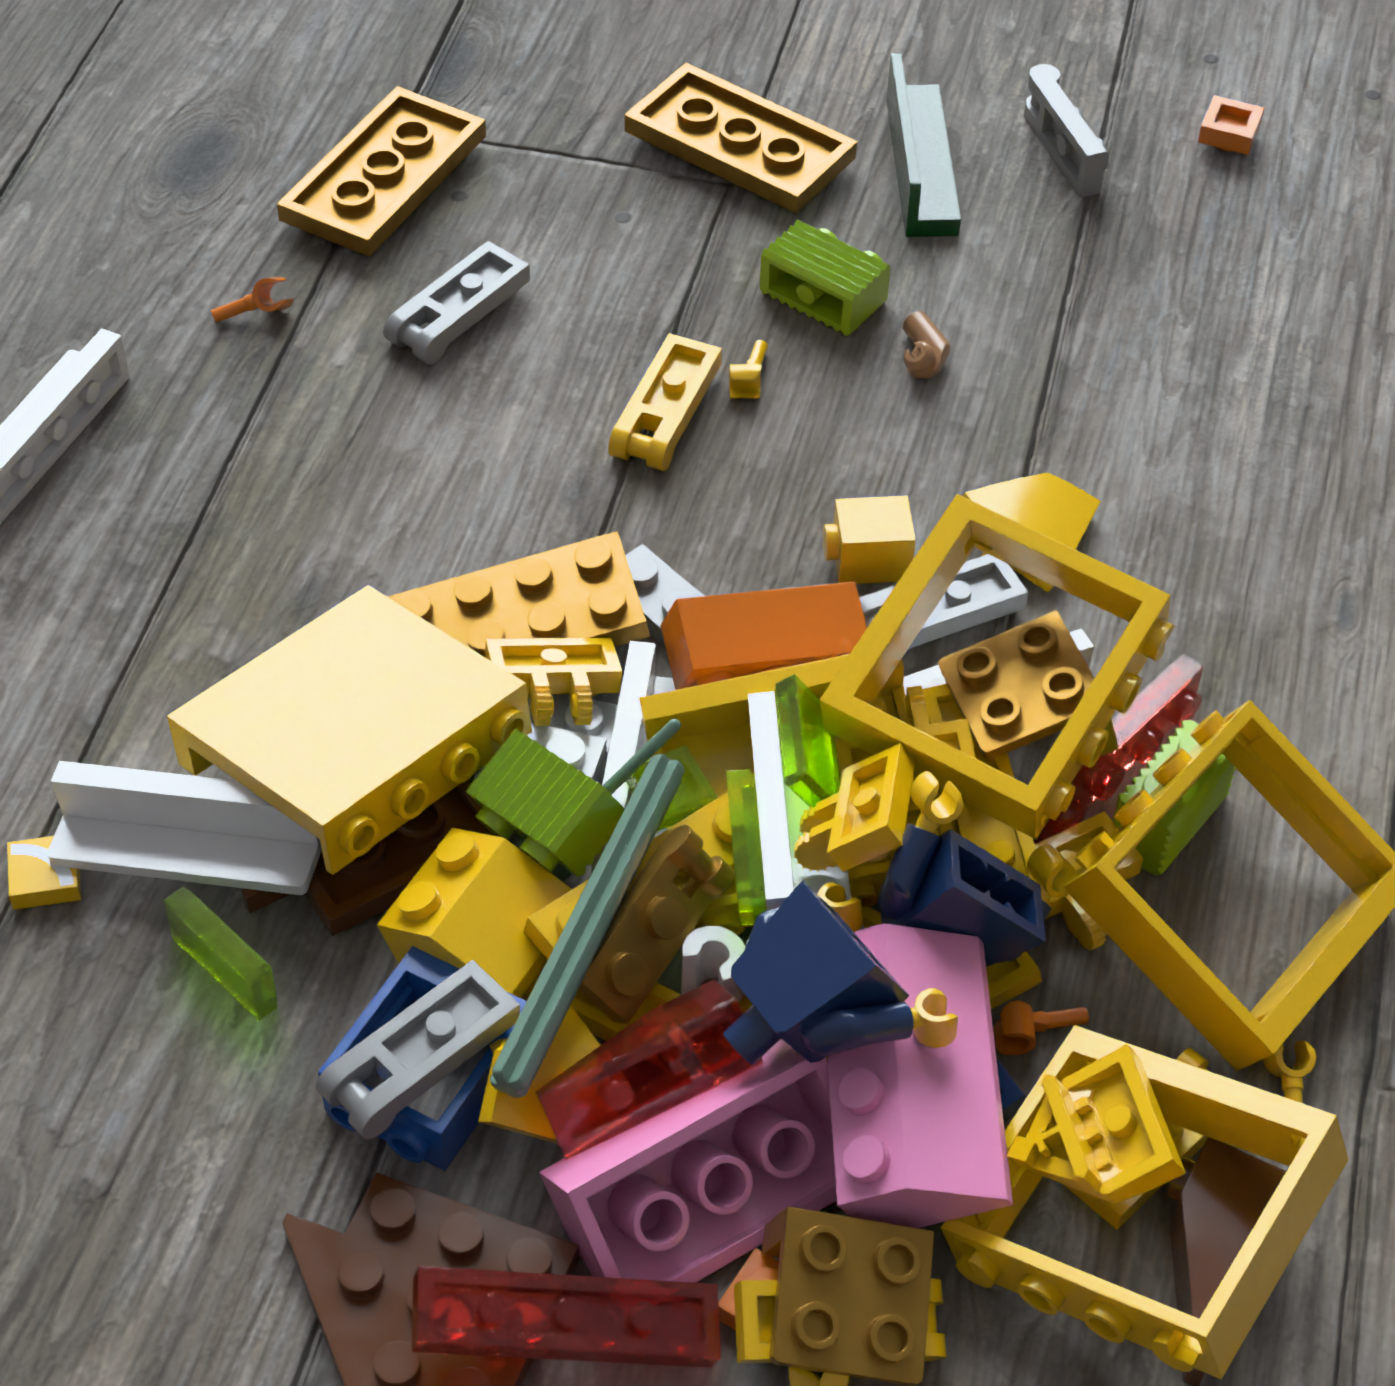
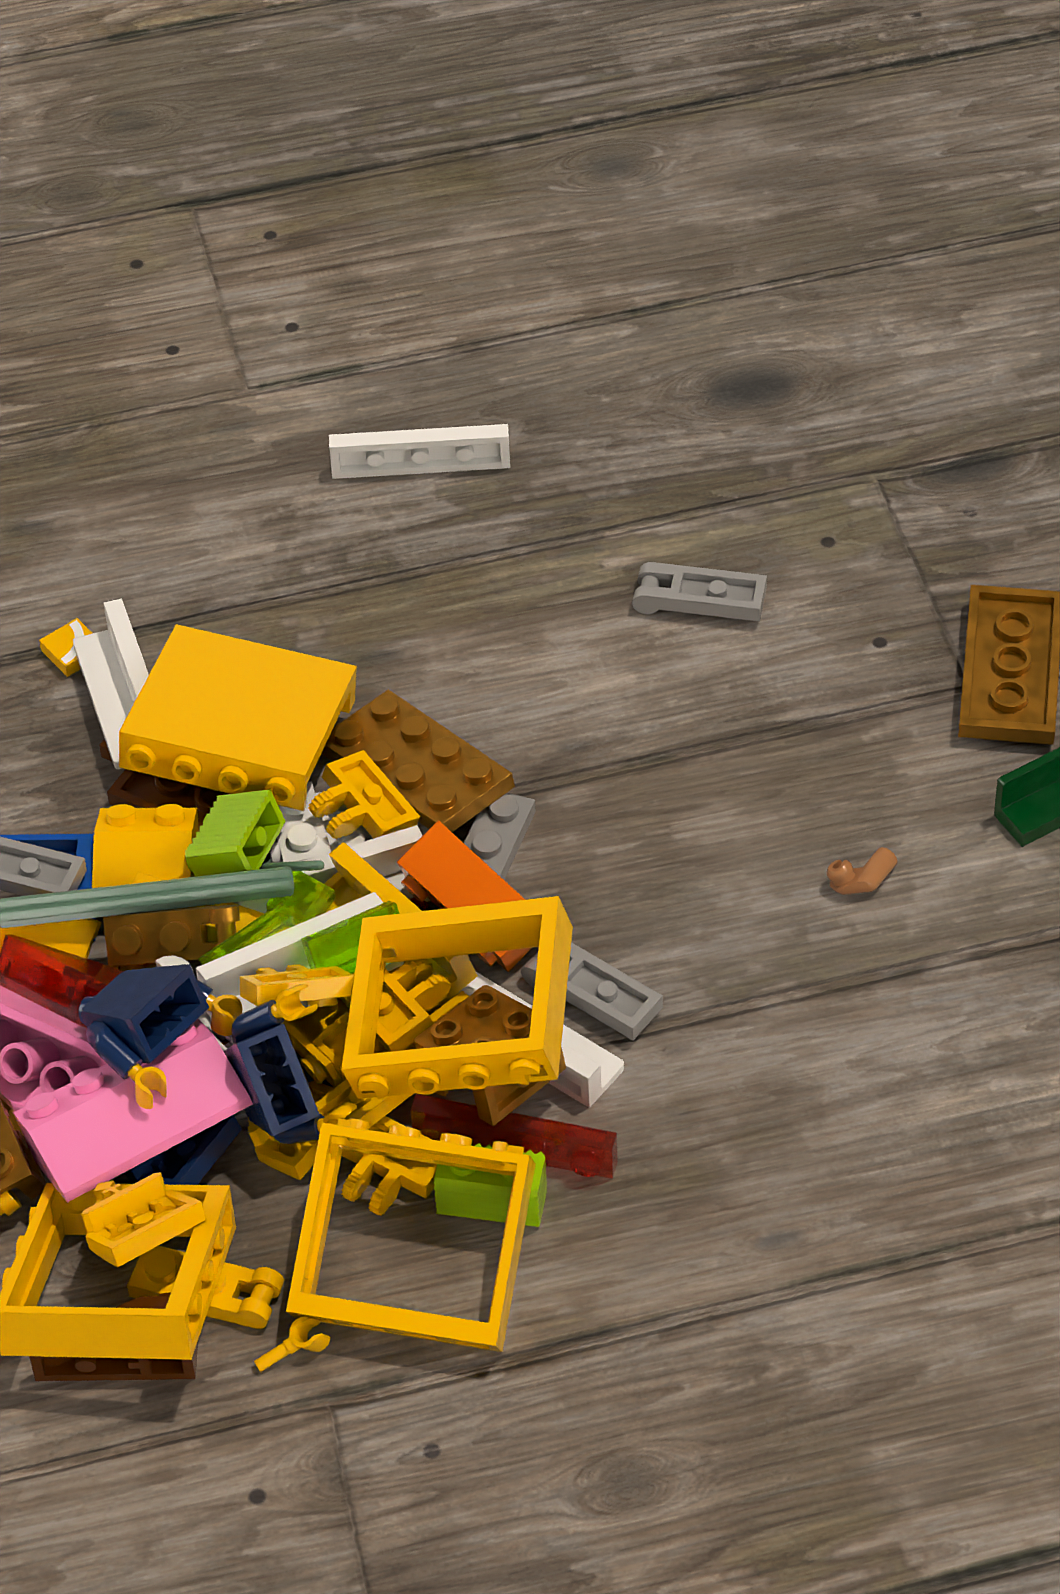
camera: 65 degrees right, 0 degrees up
(221, 953) = (54, 755): clear neon green tile -> none
(257, 299) = (623, 491): orange hand -> none
(381, 171) = (805, 485): pearl gold plate -> none
(665, 401) = (685, 749): yellow plate -> none
(746, 378) = (749, 788): yellow hand -> none
(824, 277) = (885, 780): lime brick -> none
(870, 539) = (625, 921): yellow brick -> none
(1019, 1023) = (248, 1176): orange hand -> none
(1043, 505) = (715, 1010): yellow slope -> none

